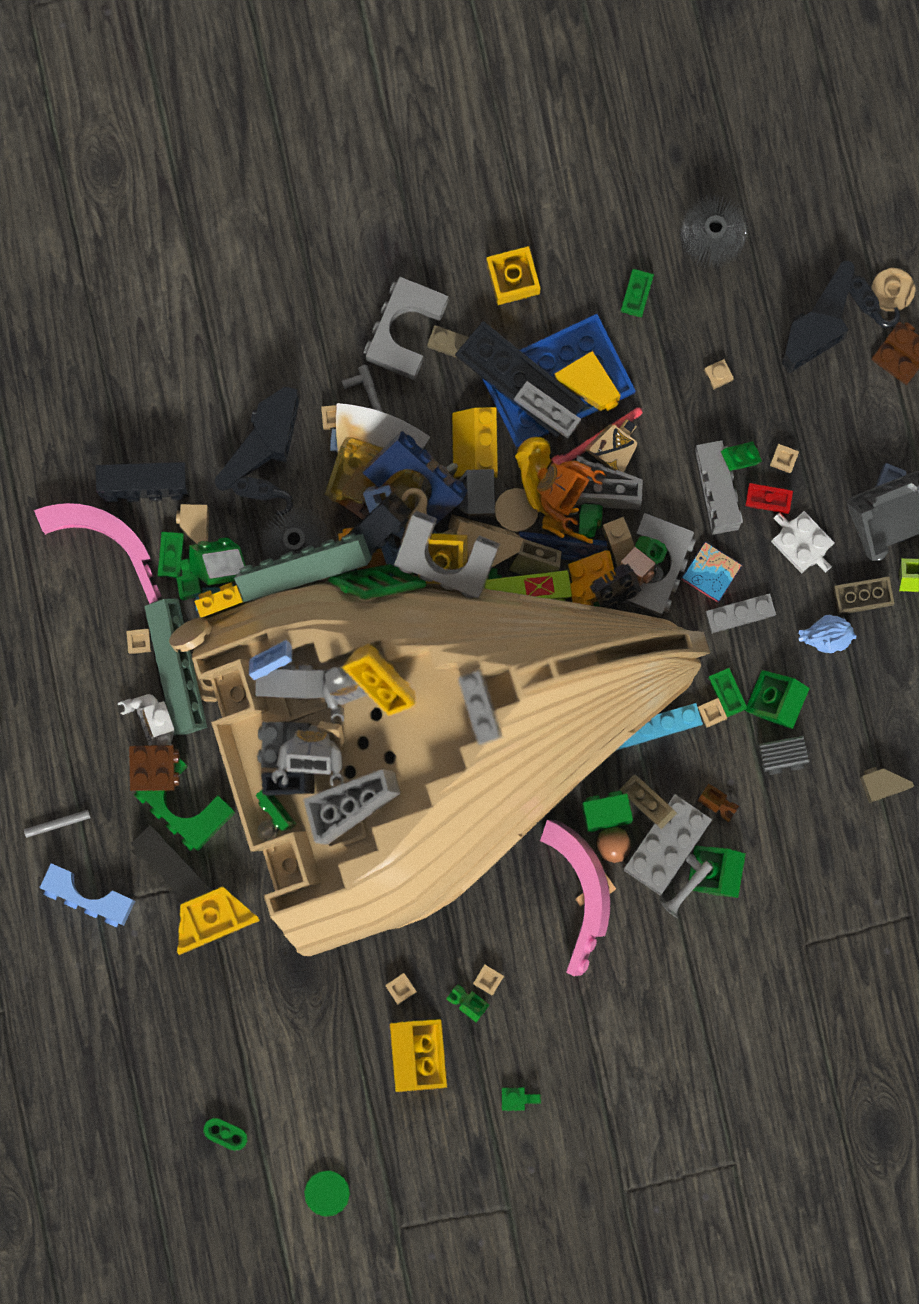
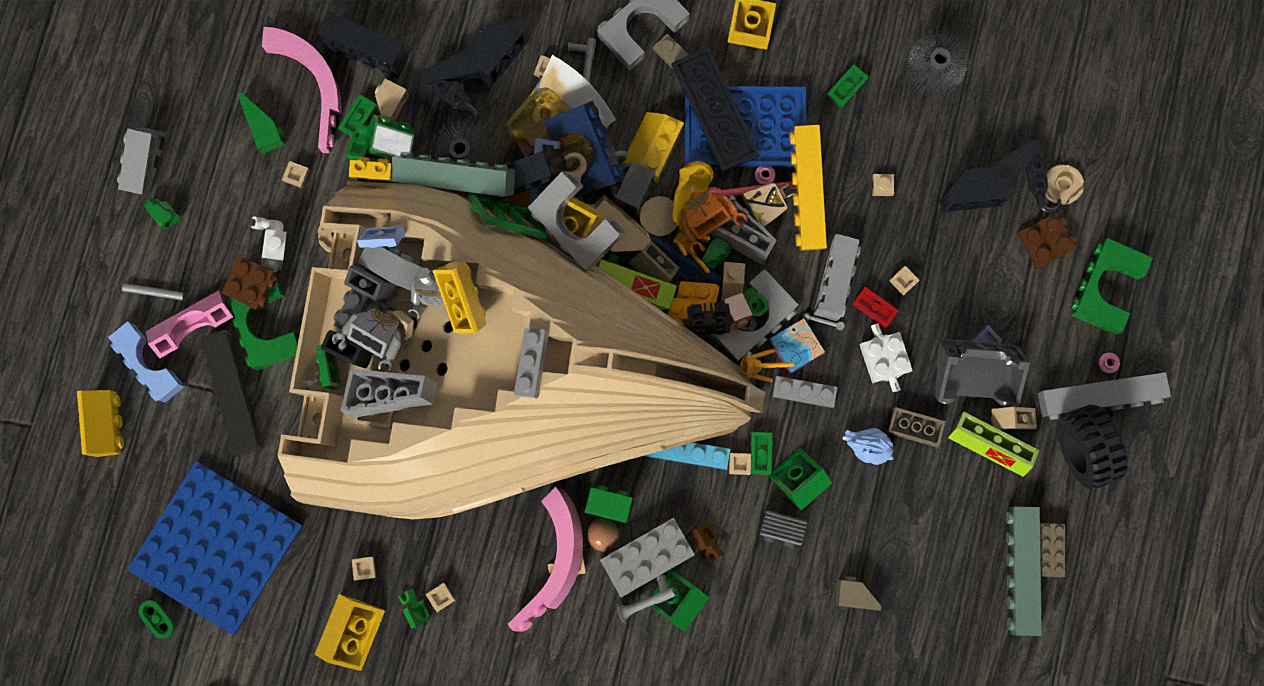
camera: 20 degrees right, 0 degrees up
(26, 742) = (162, 213): none -> green rock
(76, 973) = (100, 422): none -> yellow slope
(81, 609) = (264, 130): none -> green slope
(96, 855) = (169, 333): none -> bright pink arch
(175, 668) = (317, 191): sand green brick -> none
(190, 634) = (334, 187): tan tile -> none
(211, 918) = (233, 432): yellow wing -> none
(246, 1039) = (215, 548): none -> blue plate
(278, 710) = (369, 283): none -> dark grey brick
(547, 409) = (725, 144): light grey plate -> none
(589, 382) = (771, 138): yellow slope -> none
(599, 426) = (762, 180): none -> bright pink plate
(648, 801) = (648, 513): dark tan plate -> none
(649, 413) = (809, 187): none -> yellow brick
(678, 613) = (751, 366): none -> light orange plant
(741, 456) = (868, 260): green plate -> none
(743, 533) = (840, 325): none -> light grey hinge

